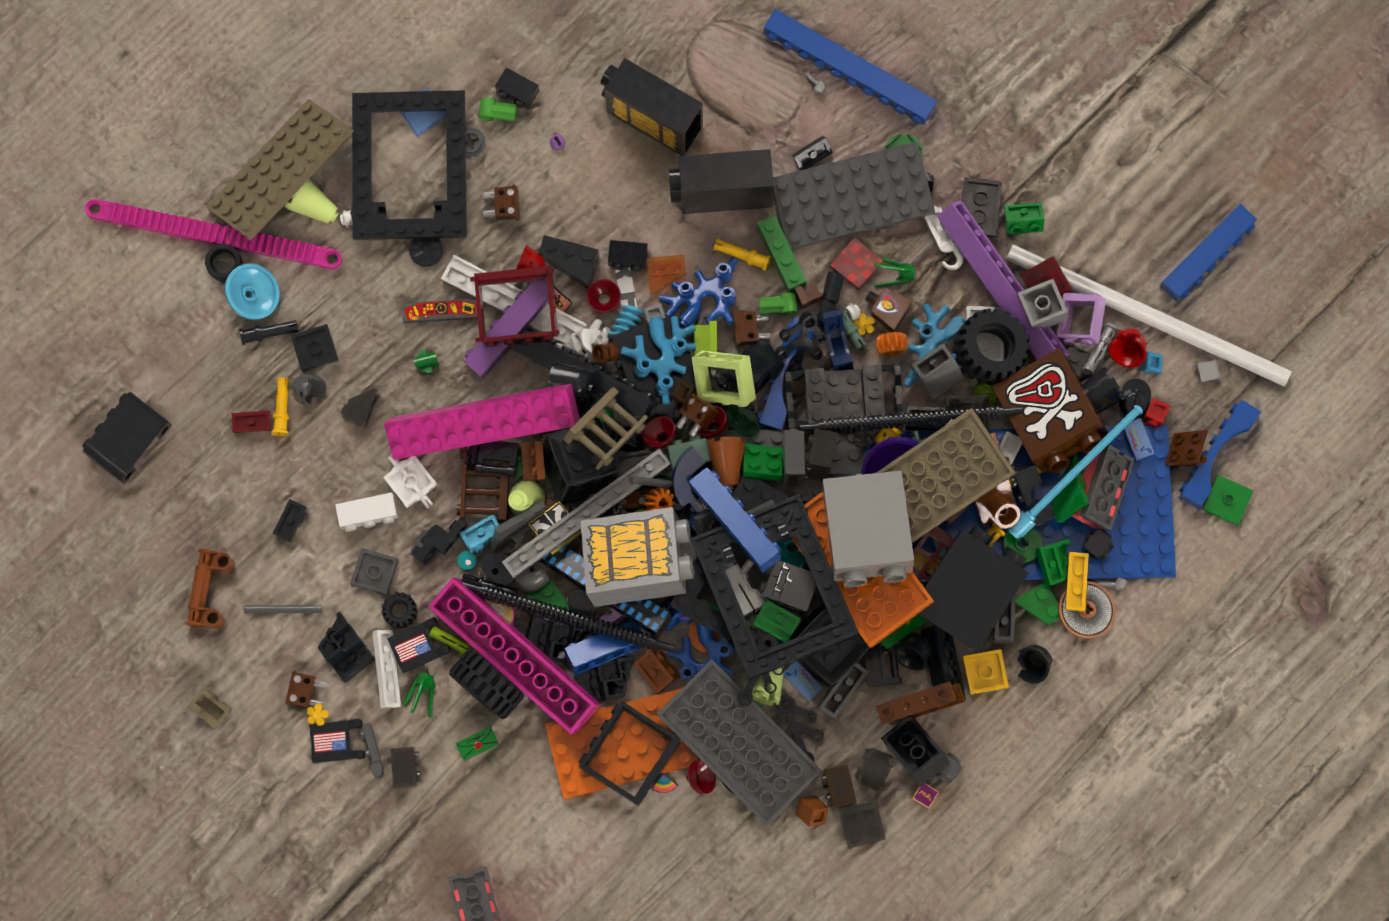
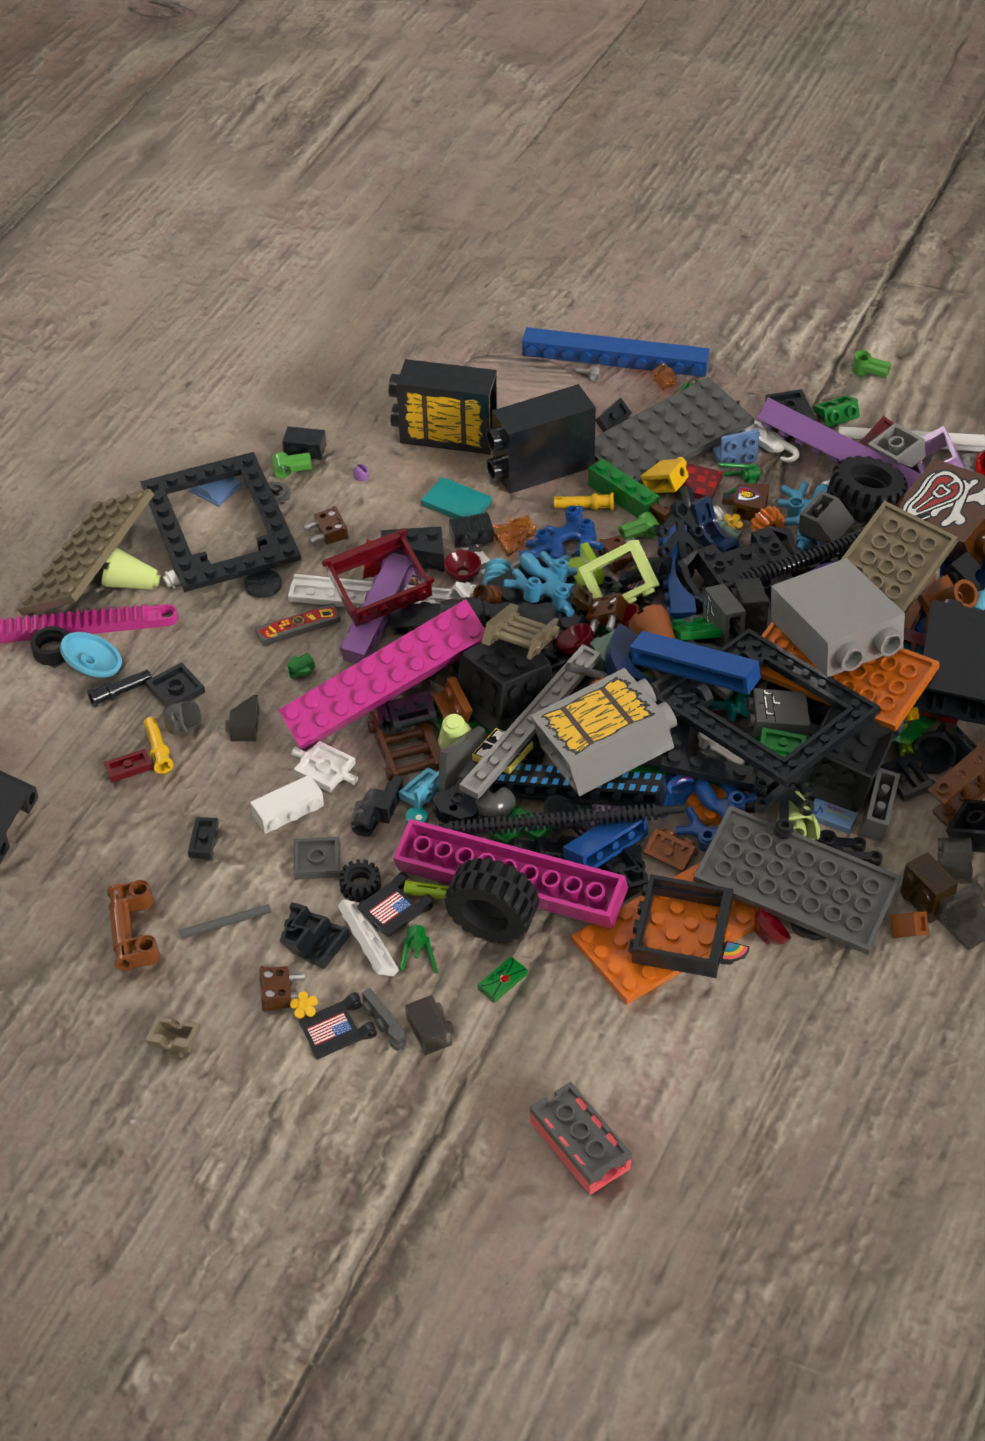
camera: 20 degrees left, 30 degrees down
(630, 209) = (455, 499): none -> teal tile
(826, 253) = (666, 475): none -> yellow torso
(881, 116) = (664, 376): none -> clear orange piece
(905, 240) = (738, 448): none -> medium blue bracket
(1084, 174) = (864, 364): none -> bright green piece

